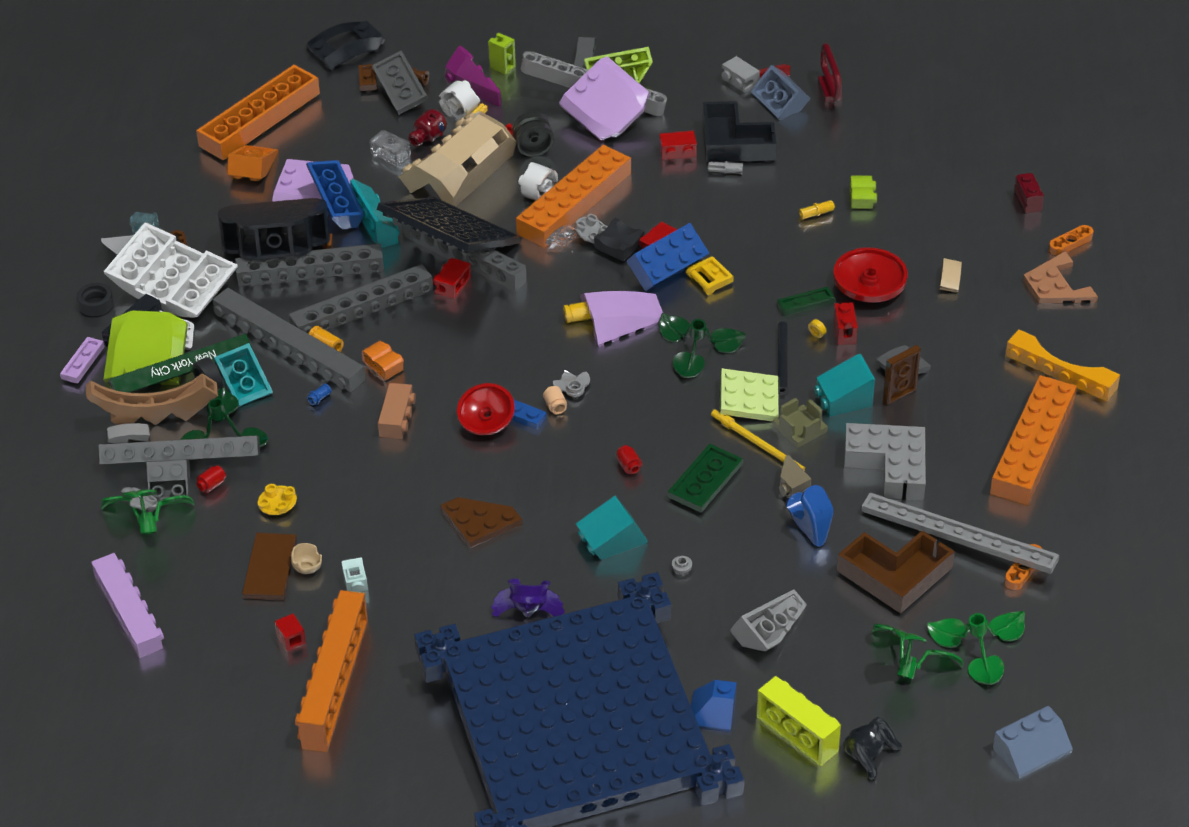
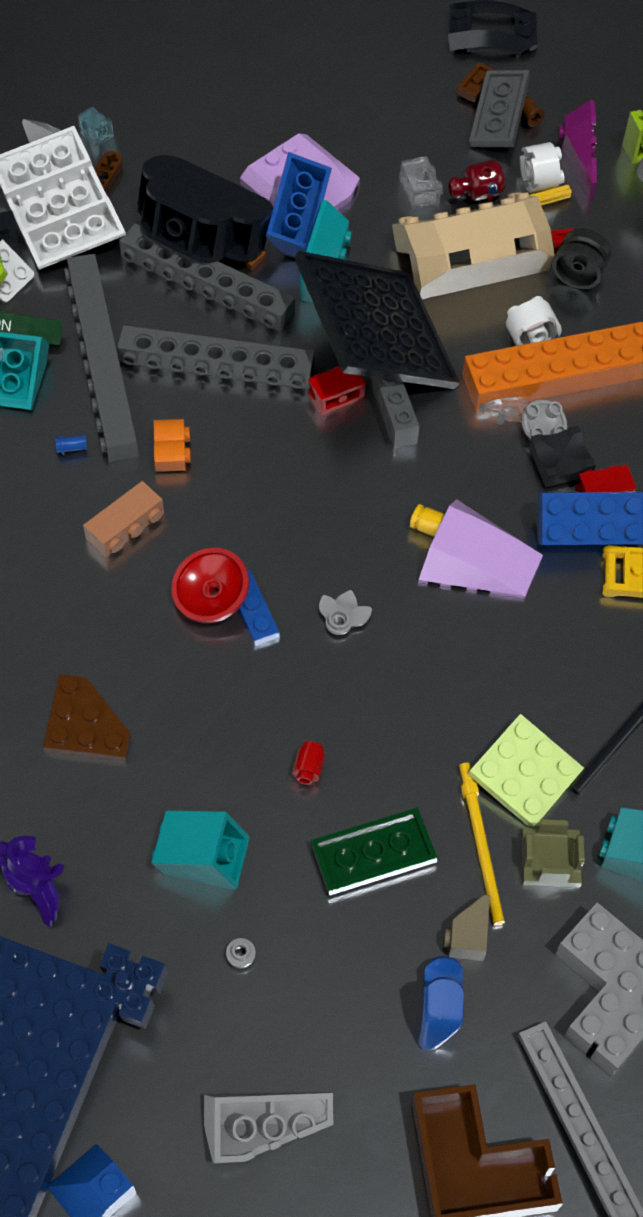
camera: 35 degrees right, 15 degrees up
(251, 162) = (265, 114): orange slope -> none
(258, 112) = (323, 59): orange brick -> none
(327, 338) = (136, 381): light orange piece -> none
(555, 399) = (301, 622): light nougat brick -> none
(688, 364) = (526, 616): dark green plant -> none

